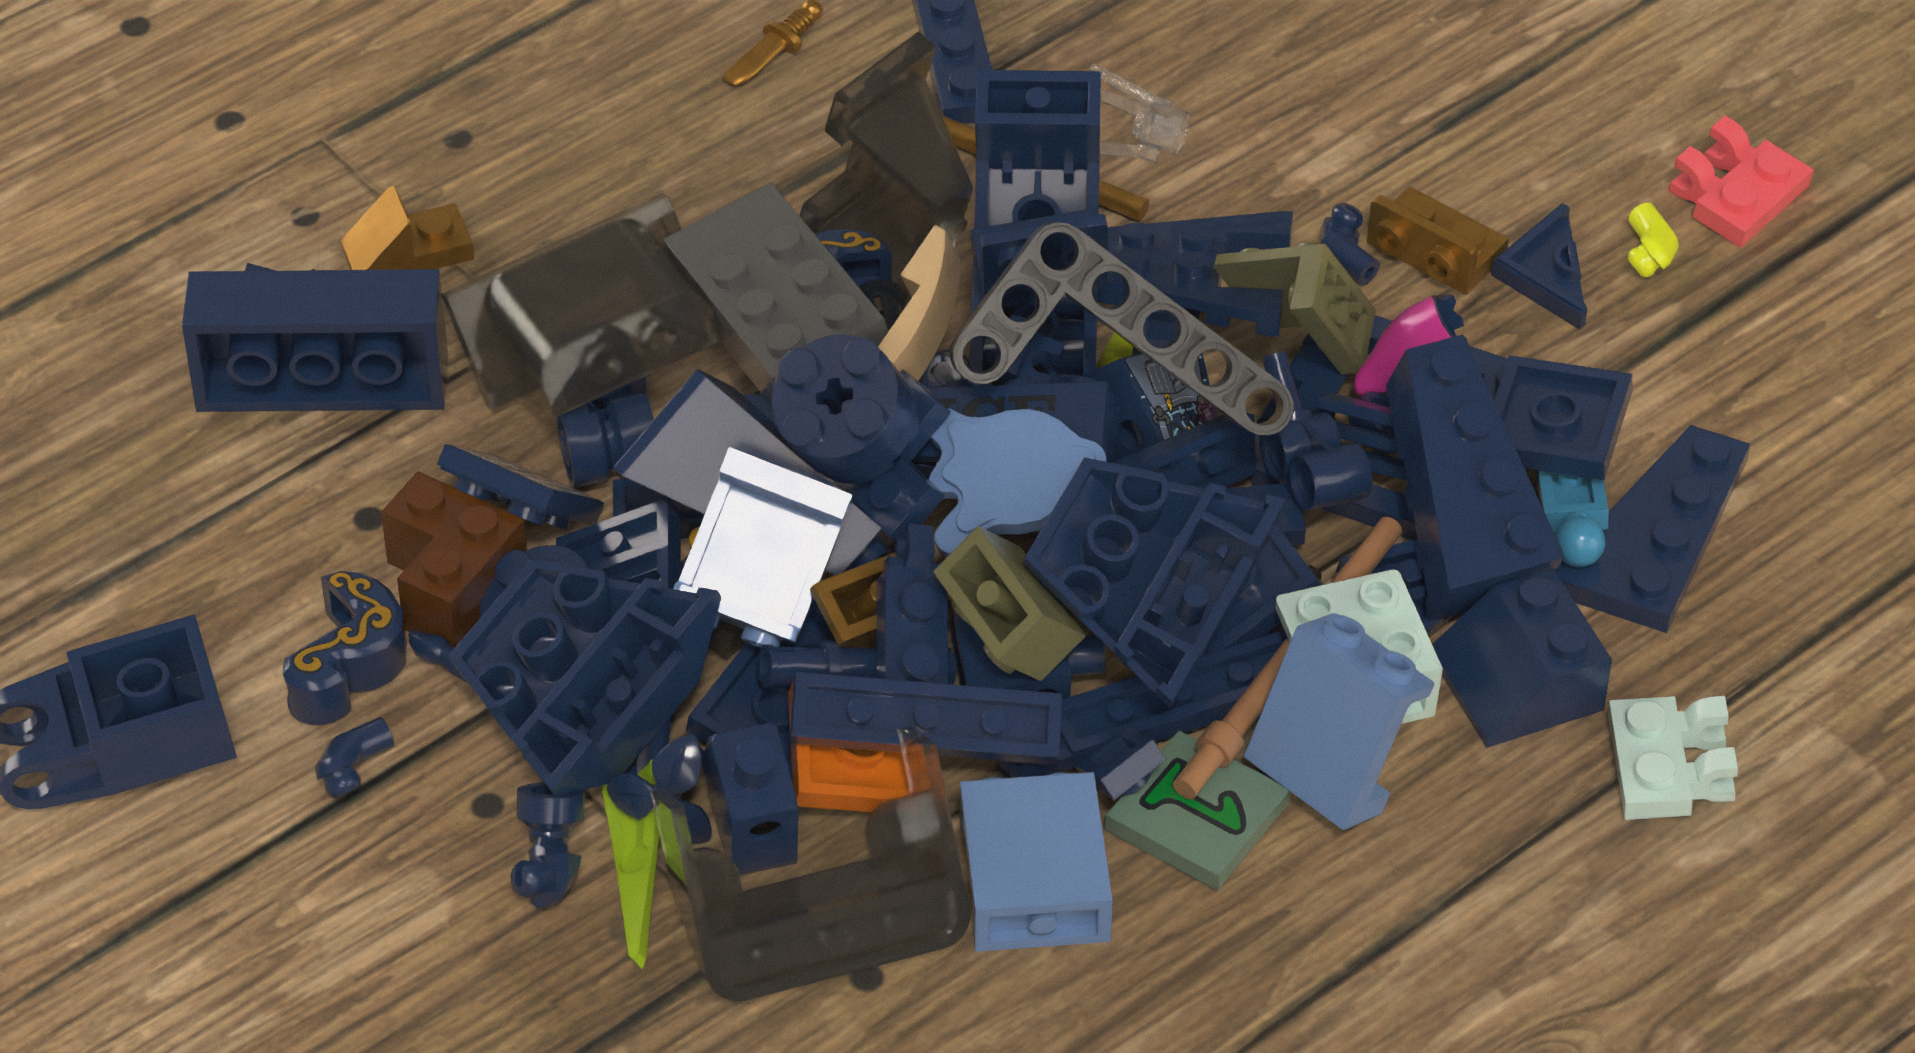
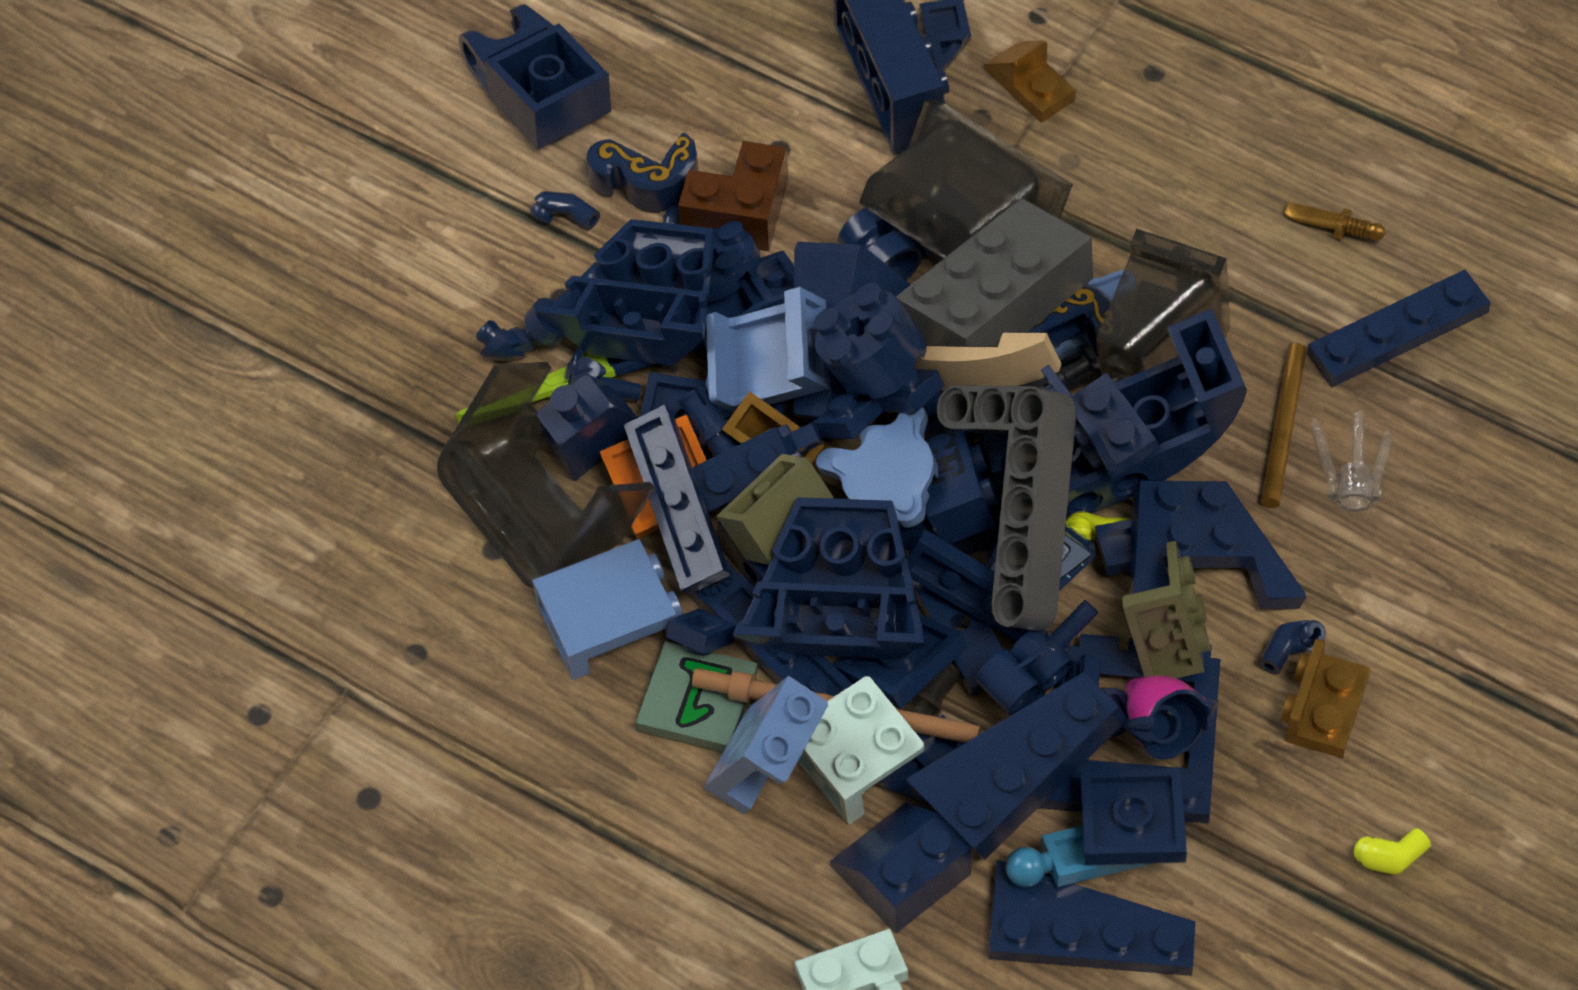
camera: 75 degrees right, 10 degrees up
(524, 490) = (808, 202): dark blue tile -> none
(1546, 267) = (1336, 785): dark blue tile -> none
(1750, 194) = (1485, 911): coral plate -> none

